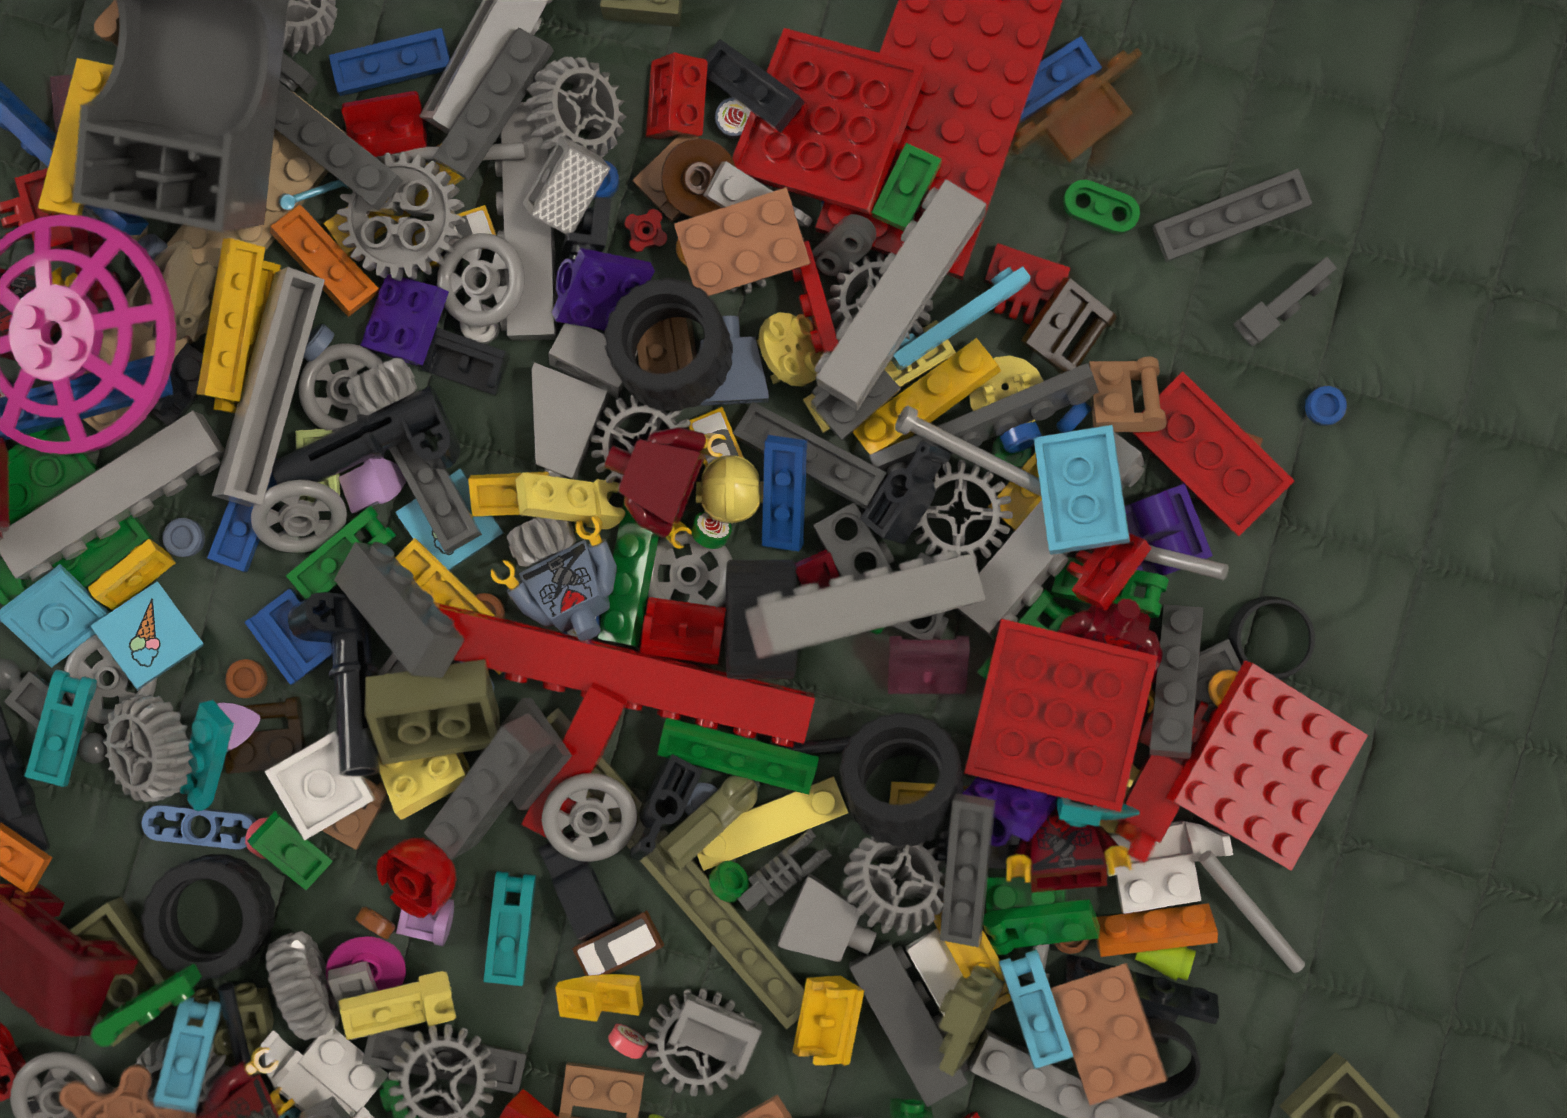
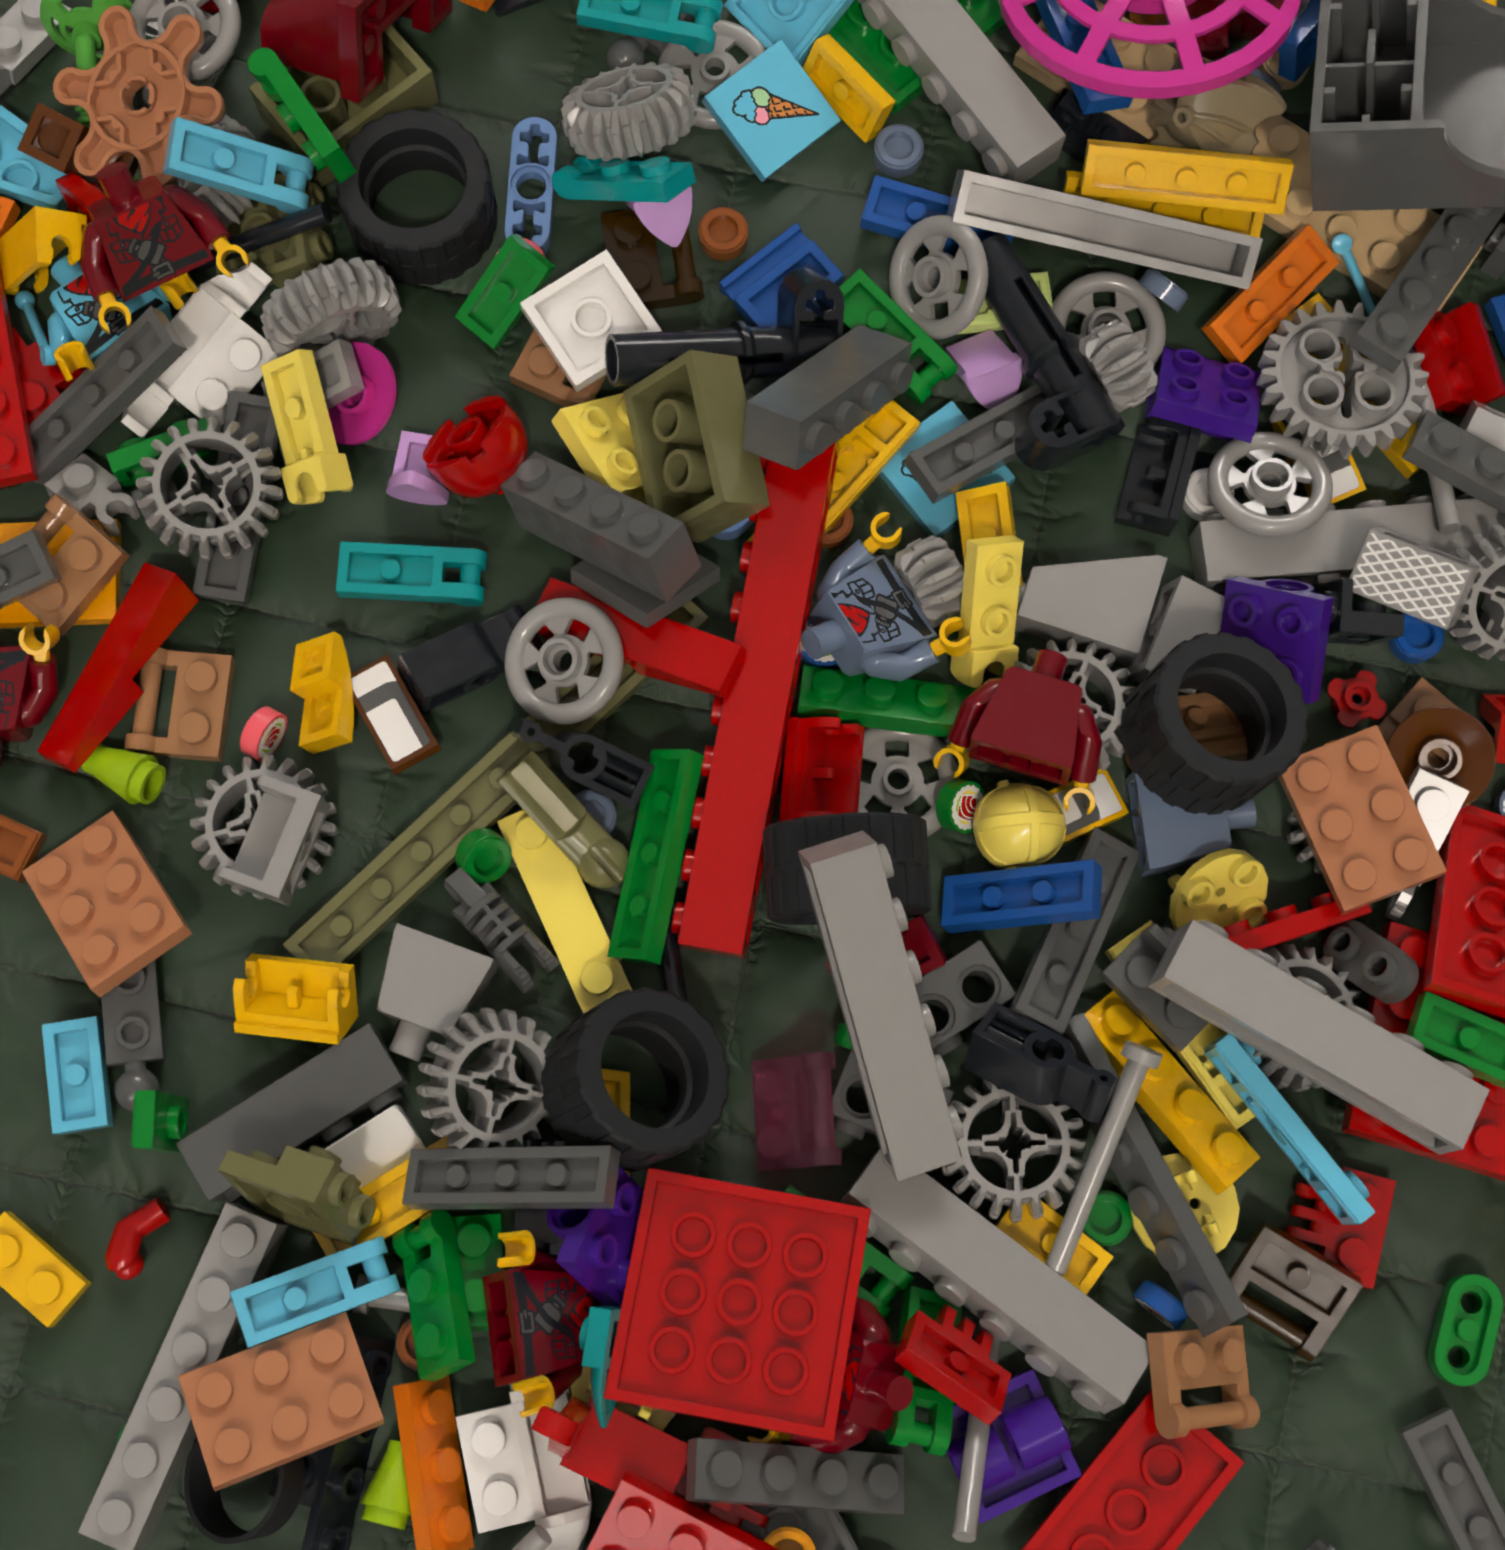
camera: 85 degrees right, 10 degrees down
(375, 922) = (415, 403): dark orange tile -> none
(1020, 437) = (1128, 1227): blue tile -> none
(1081, 490) = (1063, 1316): medium azure plate -> none

